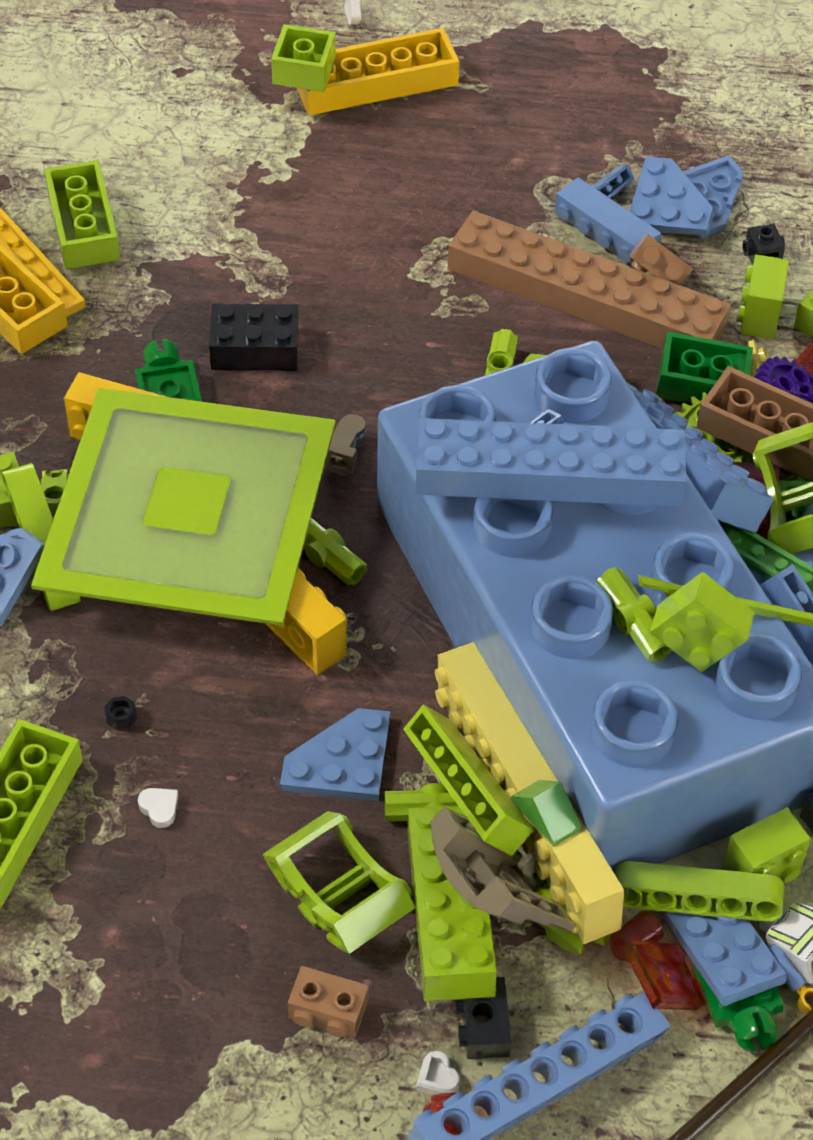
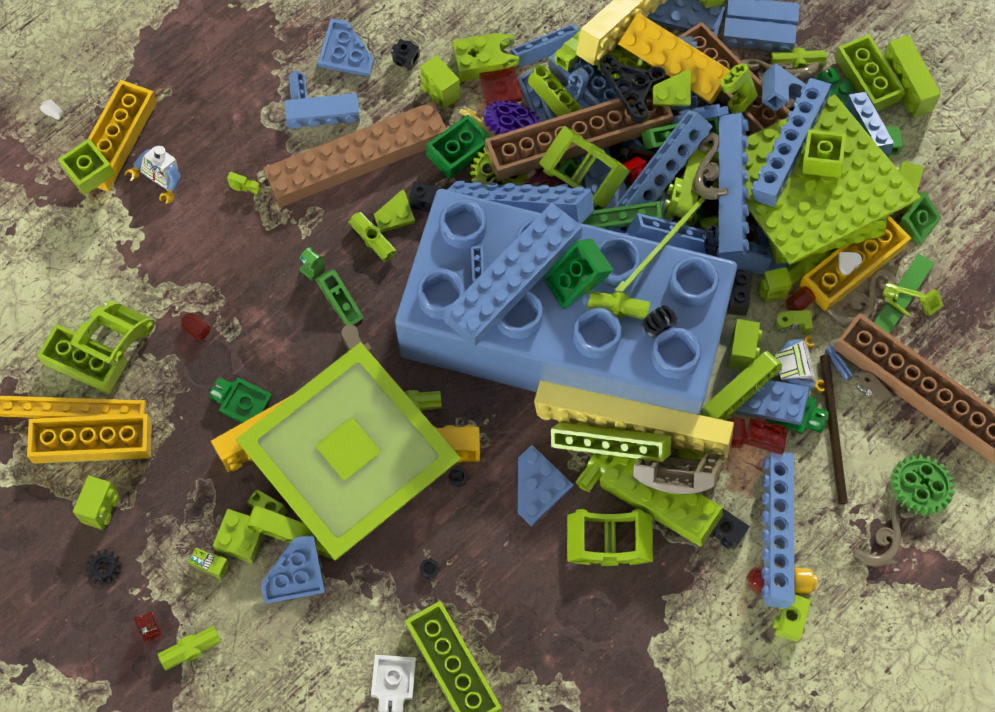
camera: 50 degrees left, 15 degrees up
(159, 805) = (497, 588): white tile -> none
(166, 231) = (119, 319): none -> lime window
(219, 285) = (195, 326): none -> clear red brick
(254, 337) = (247, 335): black brick -> none
(271, 662) = (458, 477): none -> black tile
(328, 1002) = (665, 589): medium nougat brick -> none
(377, 132) = (158, 167): none -> torso
(389, 382) = (339, 297): none -> bright green slope
(403, 337) = (312, 263): none -> bright green leg
(436, 210) = (240, 182): none -> lime plate
(437, 1075) = (734, 568): white tile -> none
(548, 810) = (666, 421): bright green slope -> none
(630, 532) = (577, 272): none -> green slope
(657, 666) = (659, 320): none -> black gear
(659, 261) = (376, 110): medium nougat brick -> none
(670, 200) = (336, 71): medium blue plate -> none
(702, 622) = (657, 283): lime brick -> none

